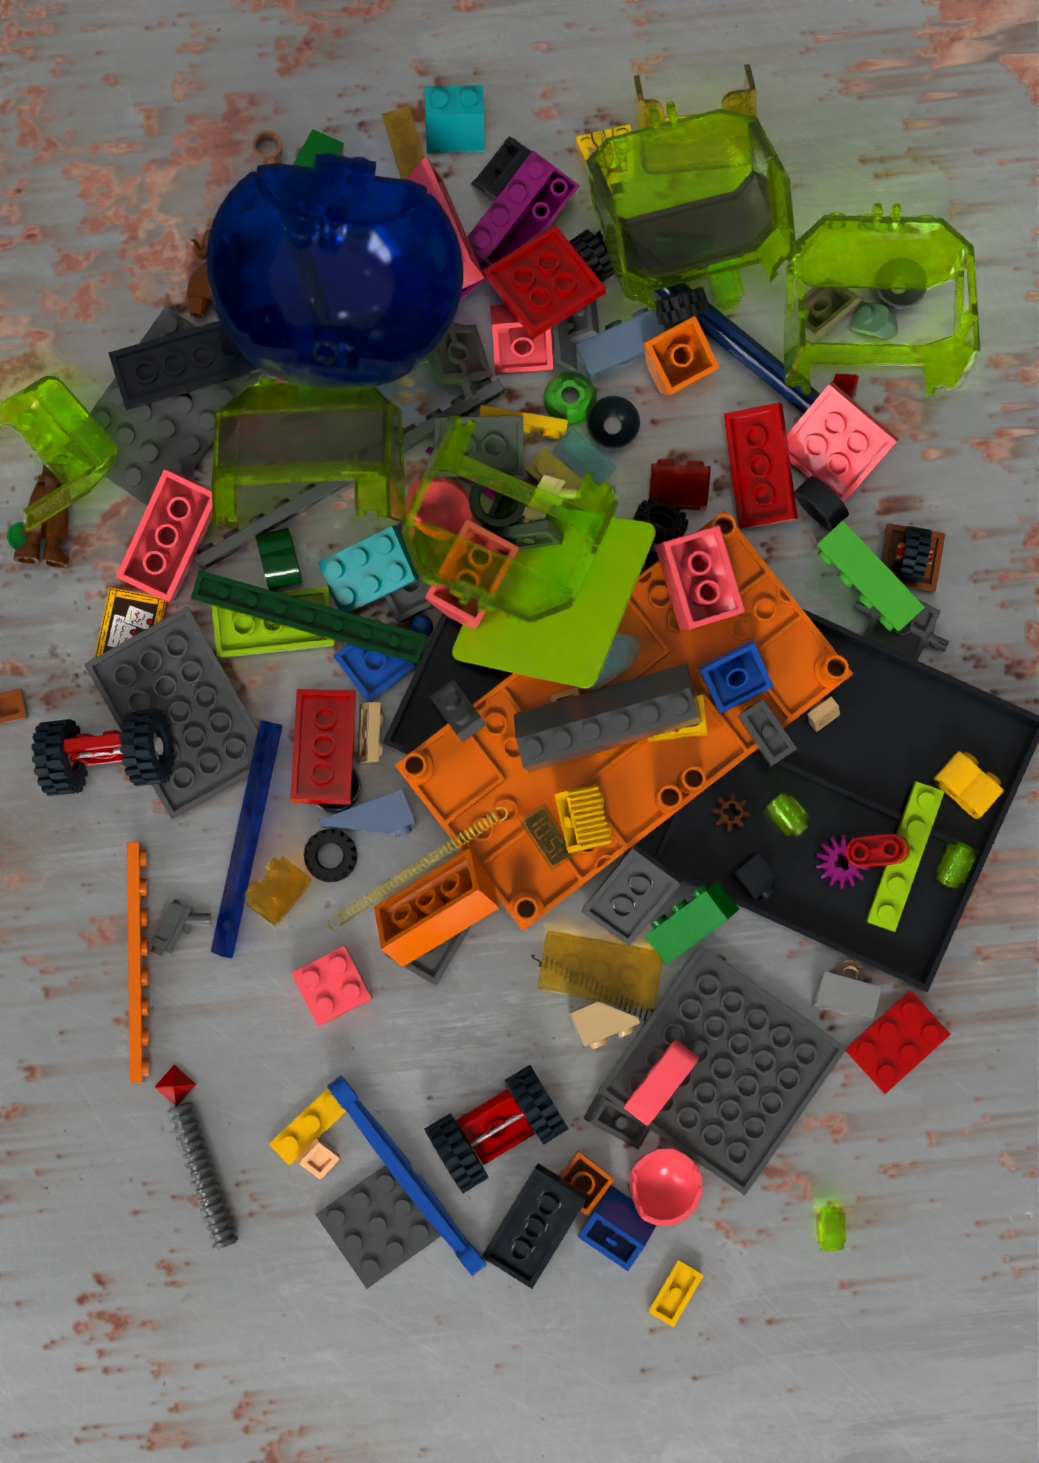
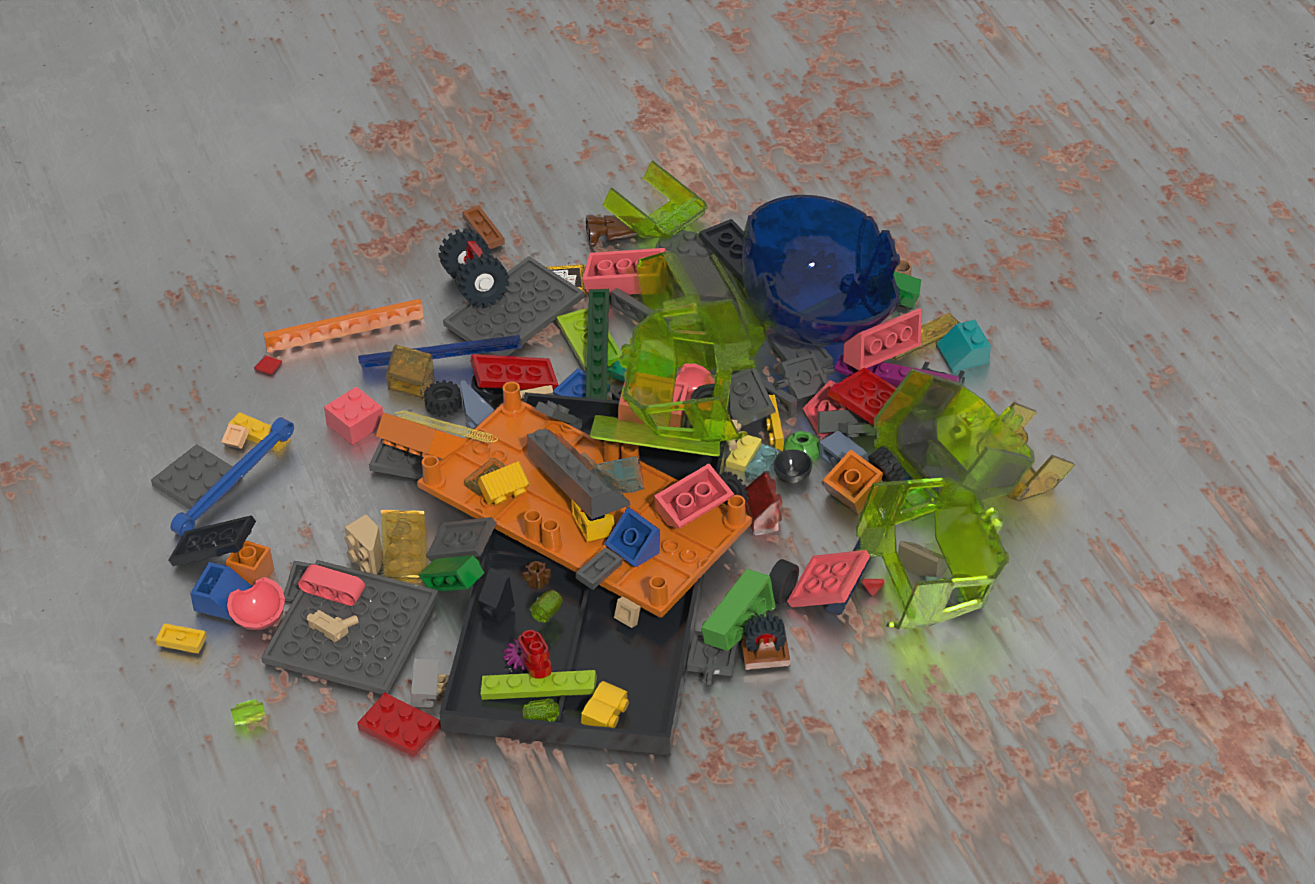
camera: 80 degrees right, 40 degrees down
(175, 920) = (375, 340): dark grey piece -> none
(202, 1175) = (210, 385): dark grey piece -> none
(279, 559) = (623, 324): dark green piece -> none
(495, 1128) = (289, 516): plate -> none
(730, 1095) = (330, 627): none -> tan piece
(760, 466) = (796, 546): red plate -> none

